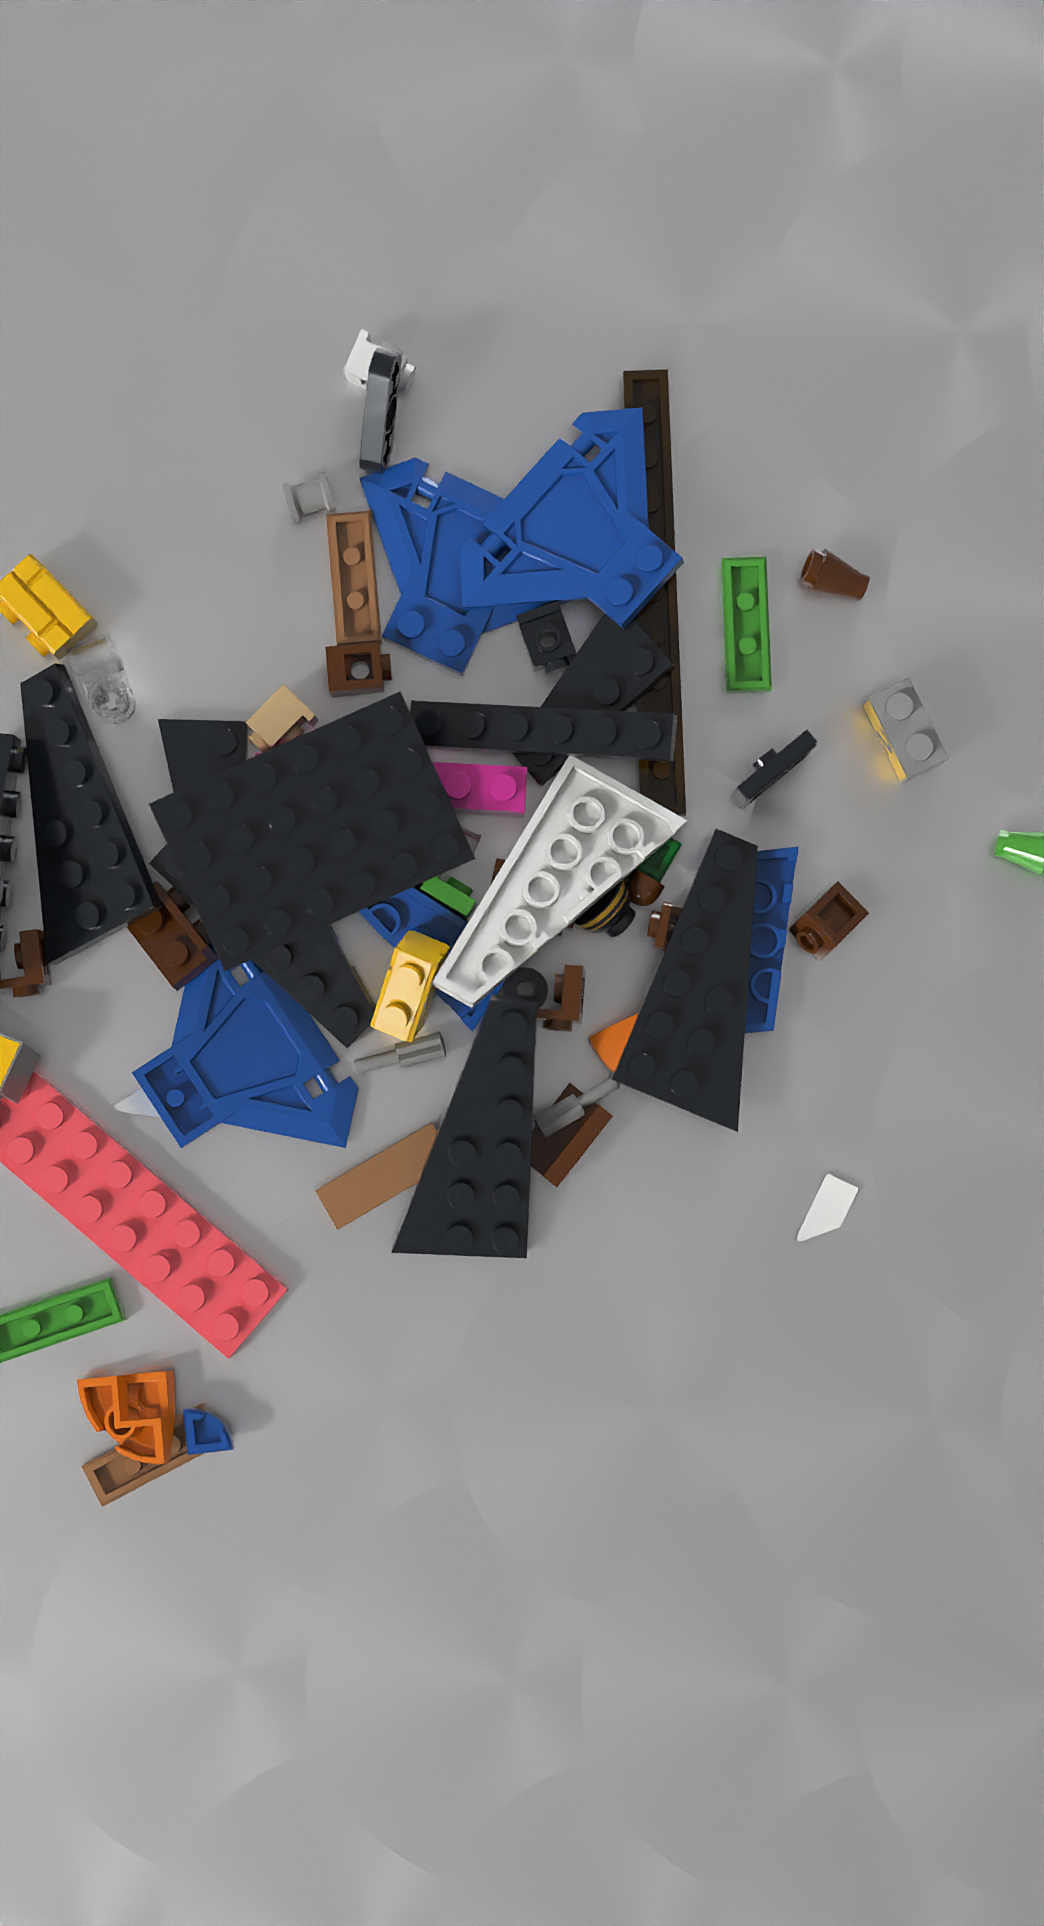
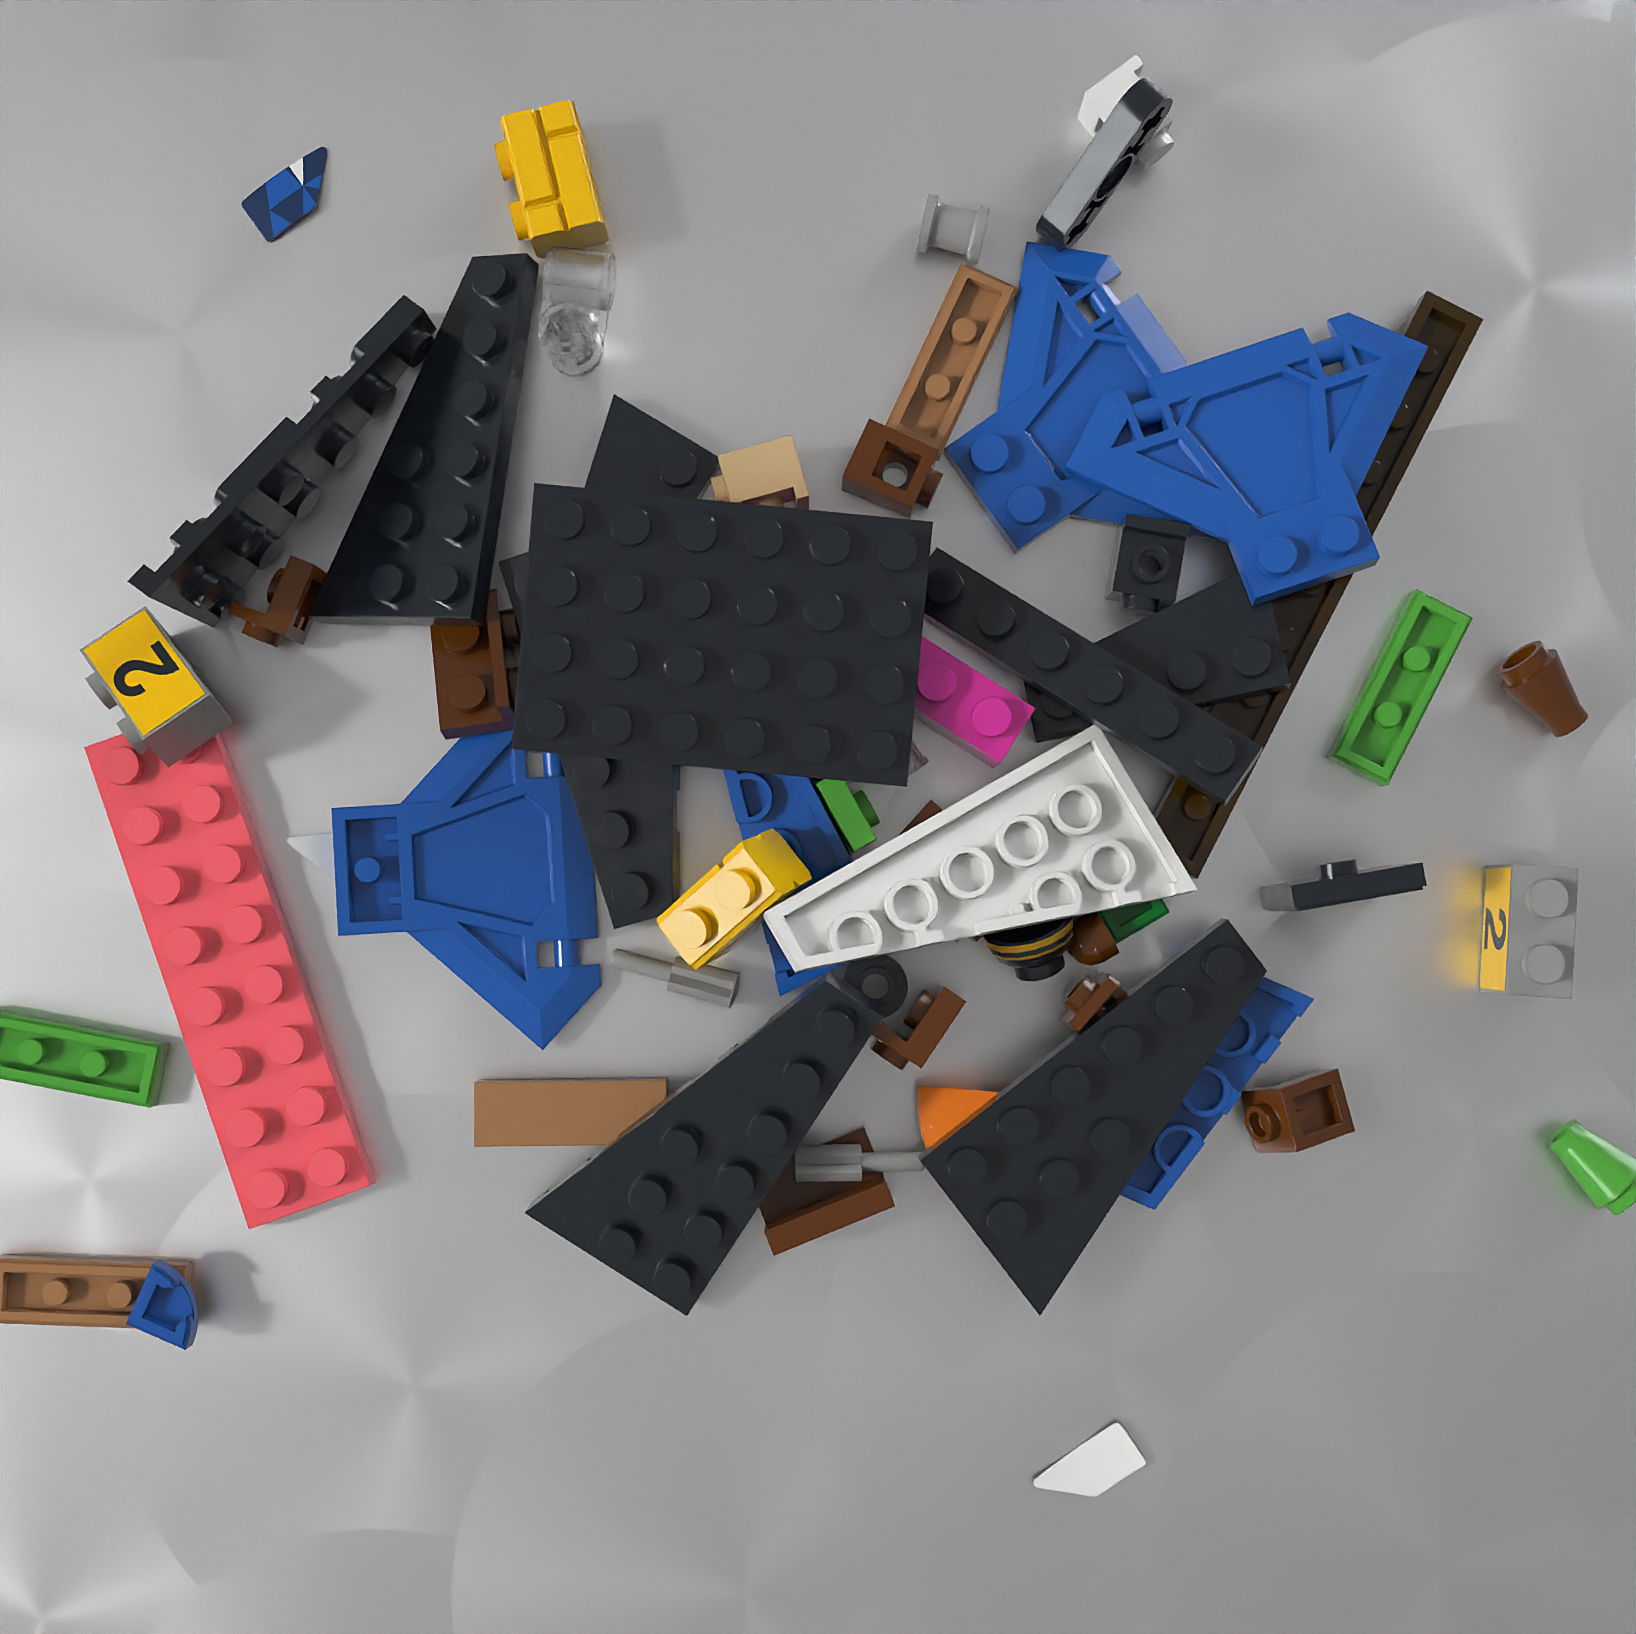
camera: 25 degrees right, 0 degrees up
(134, 1412) = (95, 1229): orange brick -> none

